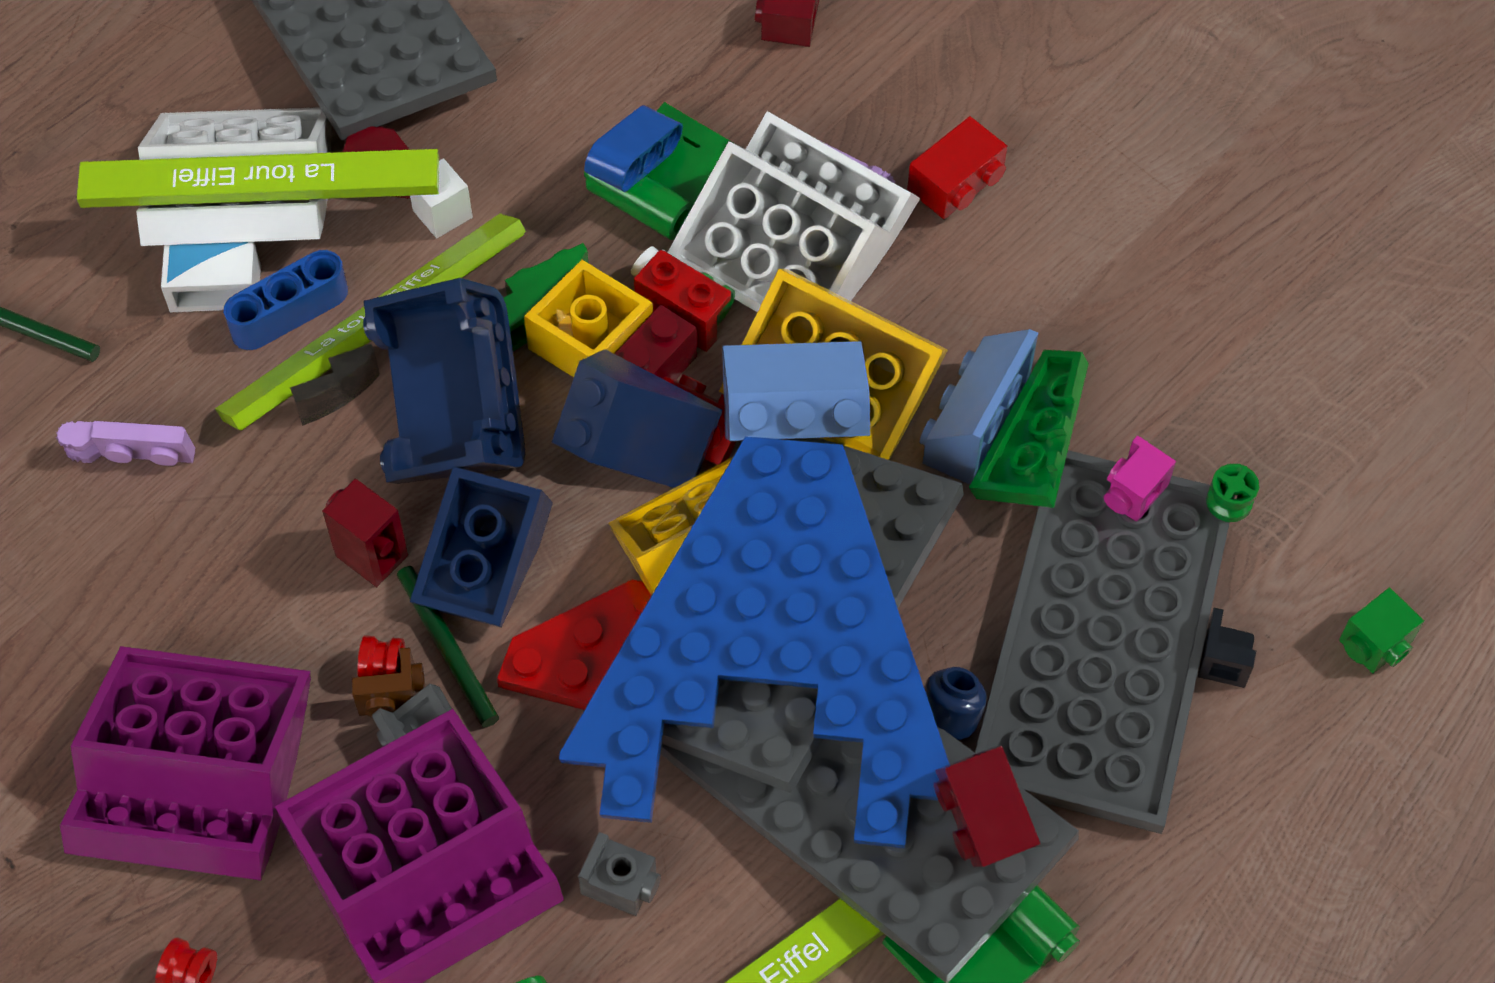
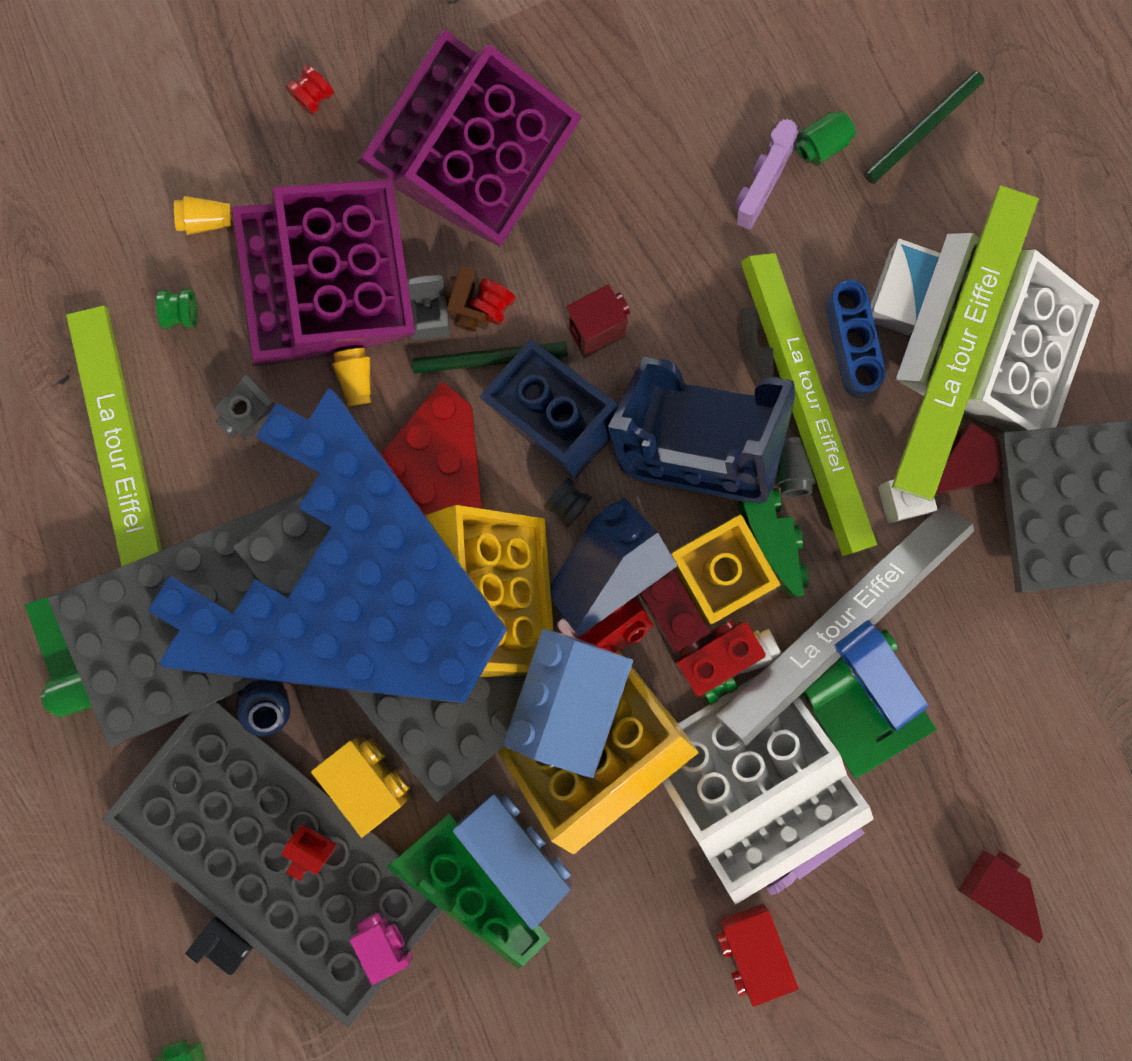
camera: 115 degrees right, 25 degrees up
(62, 400) = (825, 137): none -> green brick
(531, 772) = (353, 375): none -> yellow cone
(581, 498) = (568, 502): none -> black wheel
(600, 205) = (868, 600): none -> light grey tile
(980, 564) = (362, 784): none -> yellow brick
(985, 807) = (133, 677): dark red brick -> none
(1081, 587) = (307, 852): none -> red tile
(1230, 481) = (331, 1027): green wheel -> none

